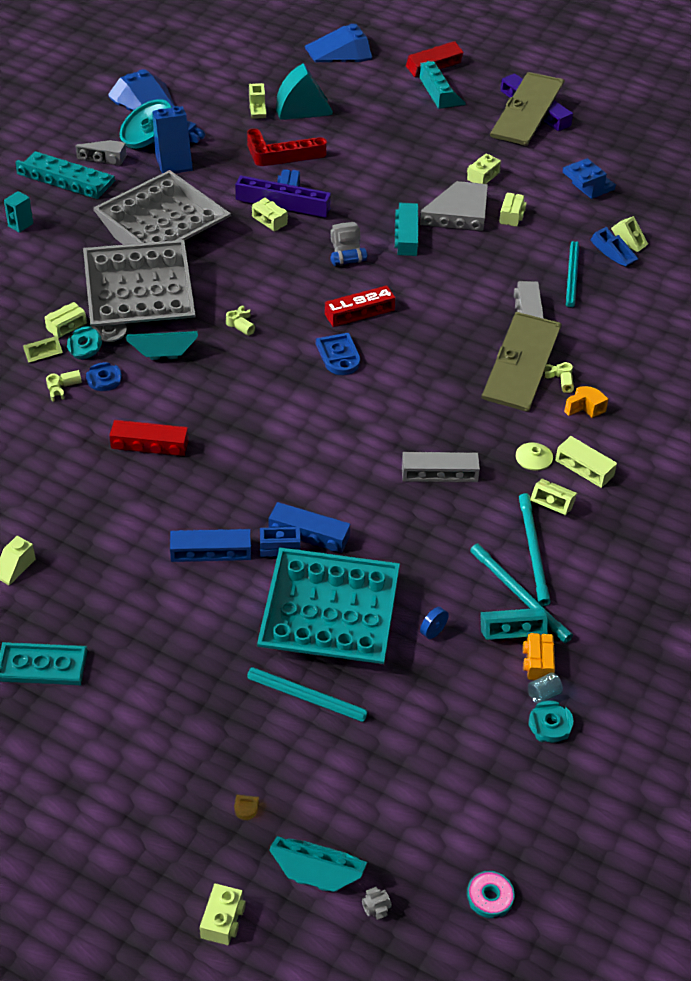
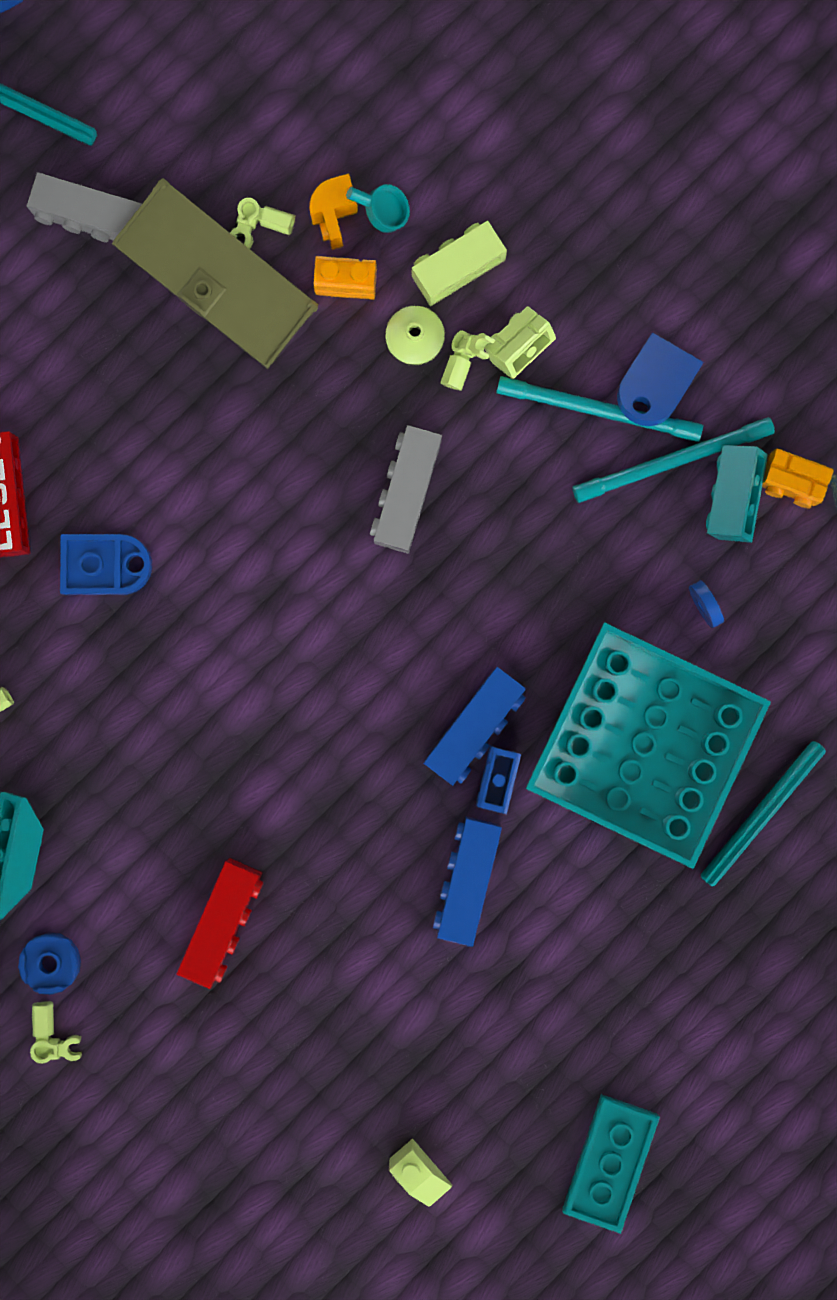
camera: 70 degrees left, 40 degrees up
(526, 474) = (458, 365): none -> yellowish green bar
(550, 413) = (345, 277): none -> light orange brick
(564, 569) = (658, 380): none -> blue tile
(599, 422) = (385, 206): none -> teal piece

